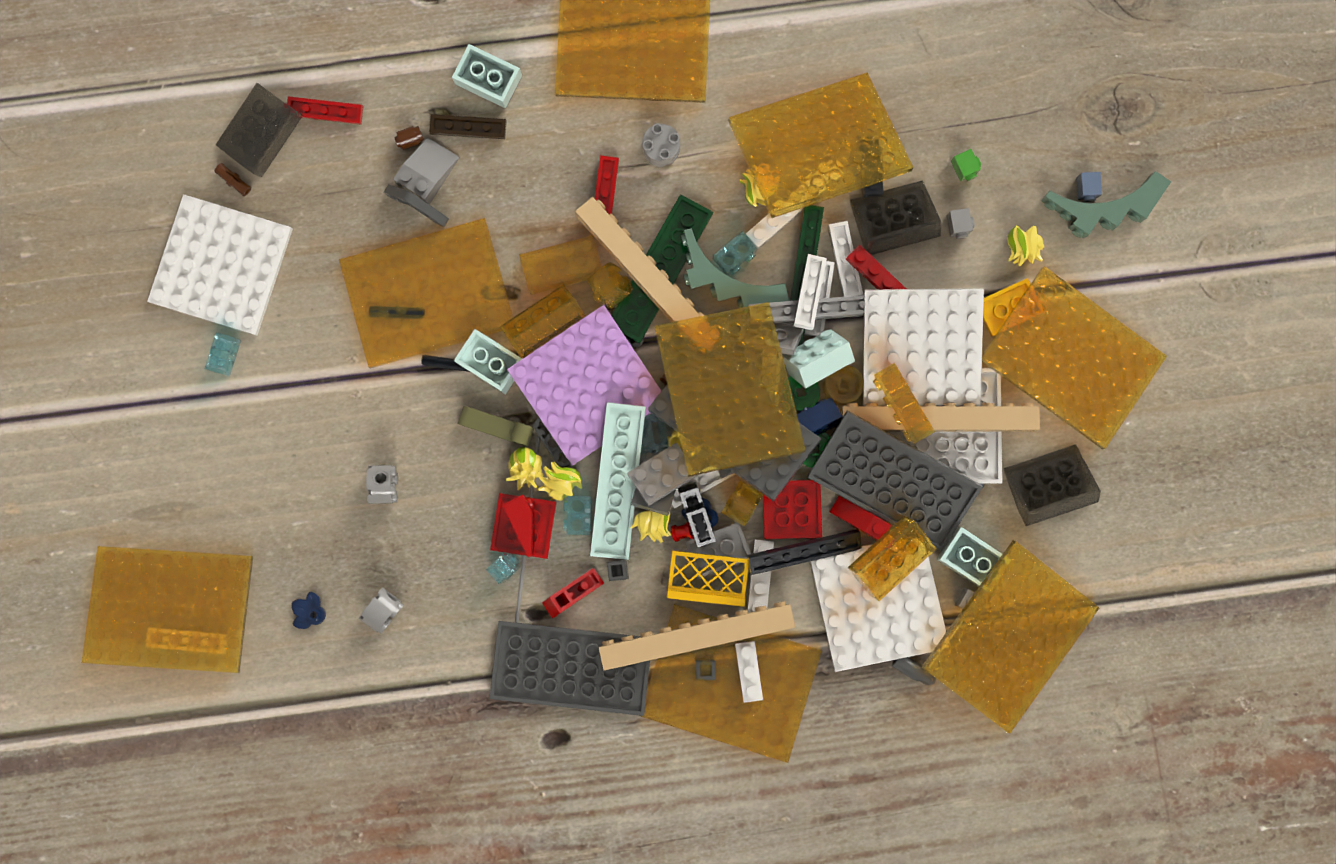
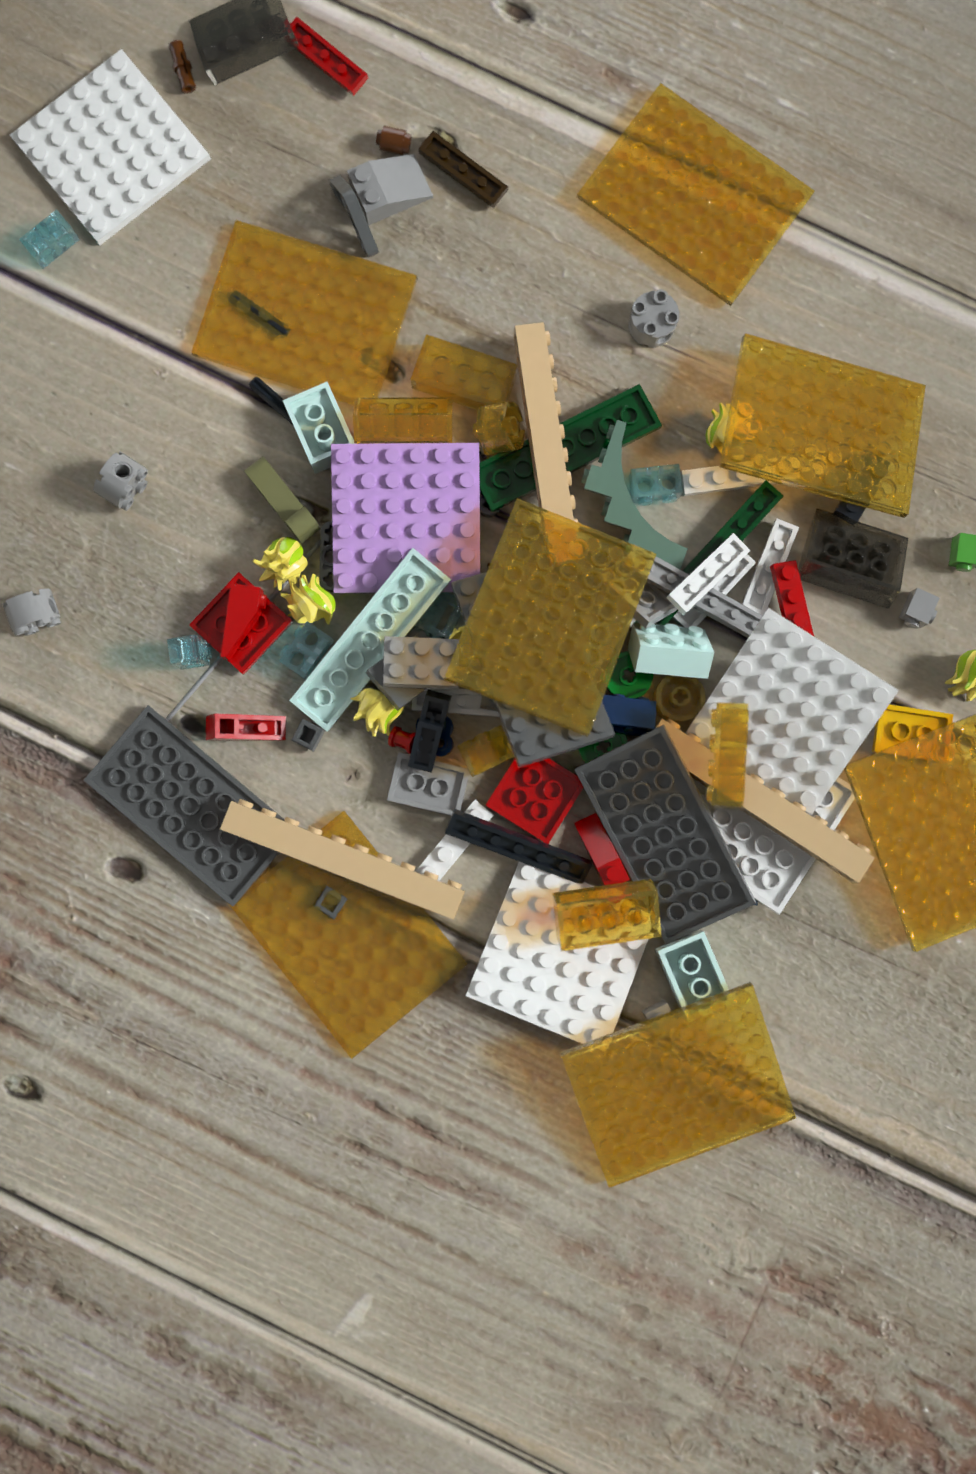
camera: 30 degrees right, 0 degrees up
(487, 76) = (518, 127): light aqua brick -> none
(607, 181) = (571, 321): red plate -> none
(707, 595) = (381, 821): yellow fence -> none
(749, 671) = (374, 934): white plate -> none
(913, 670) = (550, 1050): dark grey piece -> none
(1052, 485) = (832, 953): clear smoke slope -> none

